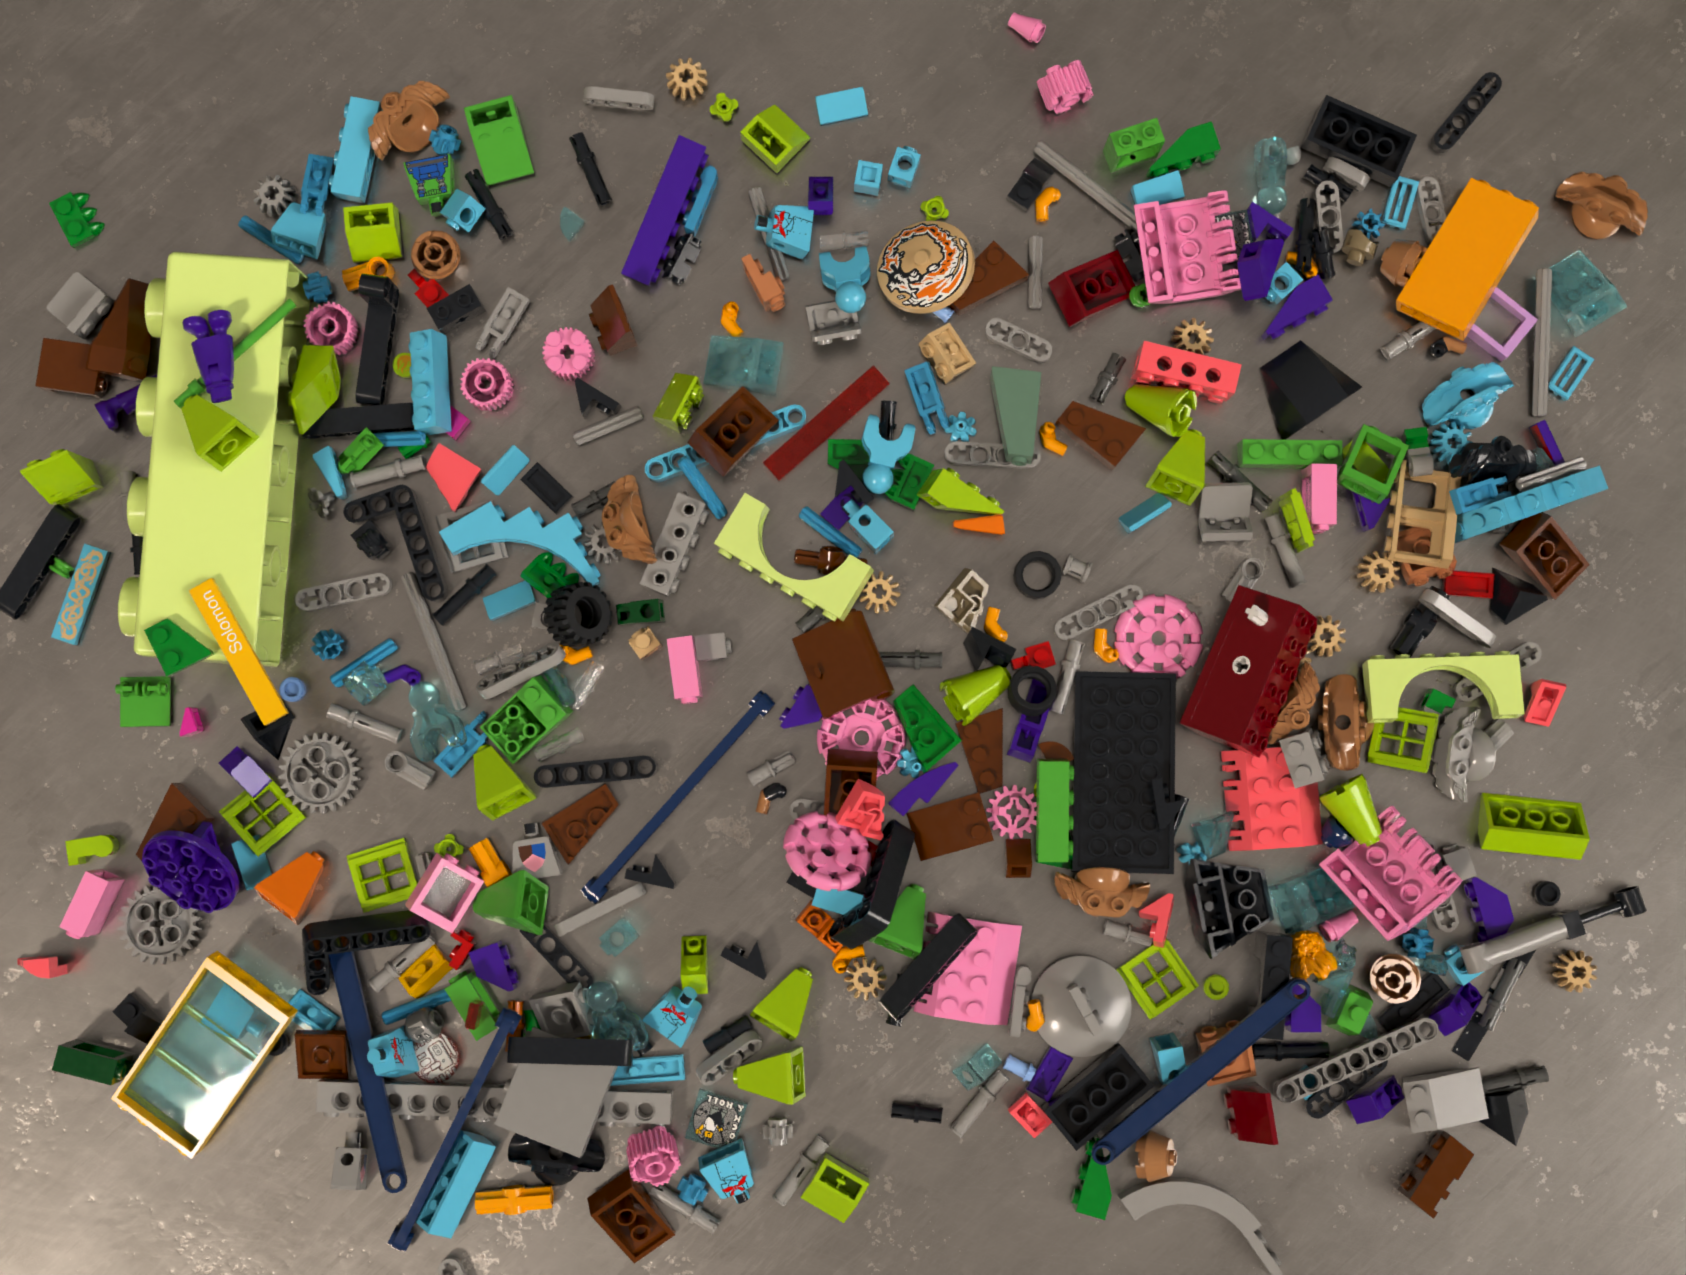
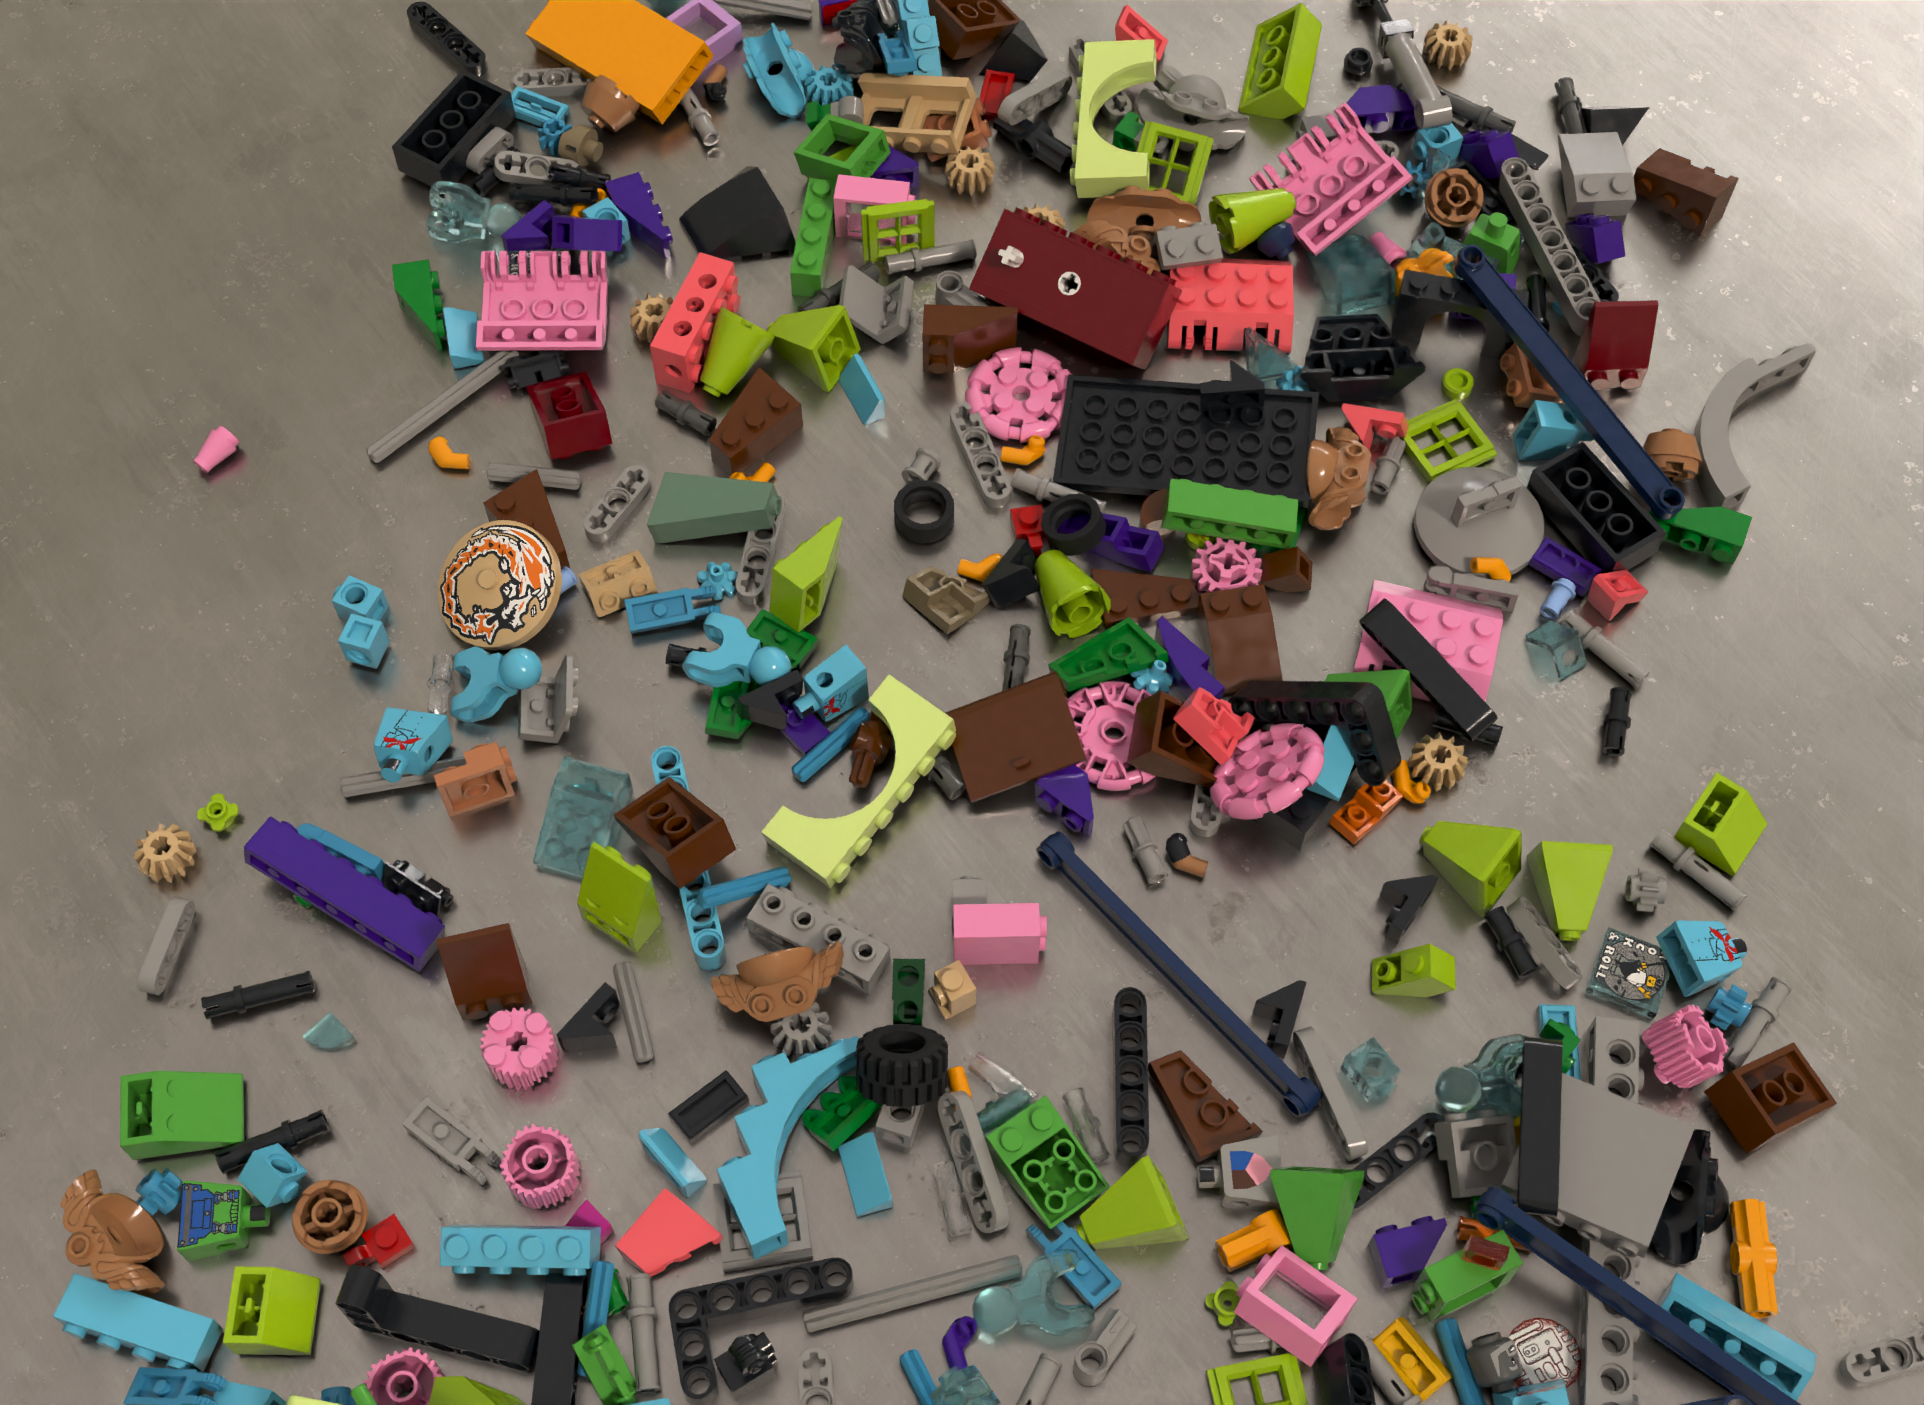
camera: 85 degrees left, 25 degrees down
(352, 275) = (332, 1334): light orange piece -> none
(402, 365) = (486, 1292): lime tile -> none
(456, 309) = (417, 1200): black brick -> none
(461, 953) = (1386, 1295): red bracket -> none
(464, 594) = (839, 1225): black pin -> none
(592, 501) = (736, 1039): dark grey pin -> none
(642, 1070) = (1561, 1031): none -> green bracket
(675, 1014) = (1482, 1000): medium azure torso -> none
(729, 317) = (514, 838): light orange arm -> none
(774, 137) = (281, 752): lime slope -> none
(820, 195) = (370, 702): dark purple slope -> none
(826, 423) = (683, 733): clear red tile -> none
(841, 105) = (257, 670): medium azure slope -> none
(886, 587) = (931, 684): tan gear -> none
(936, 202) = (420, 571): lime plate -> none
(987, 524) = (850, 558): orange slope -> none
(1030, 184) = (420, 469): black slope -> none
(1064, 86) = (306, 408): bright pink brick -> none
(1135, 295) = (589, 365): bright green bush -> none
(1140, 140) = (400, 342): bright green window -> none
(1197, 580) = (965, 335): none -> reddish brown slope

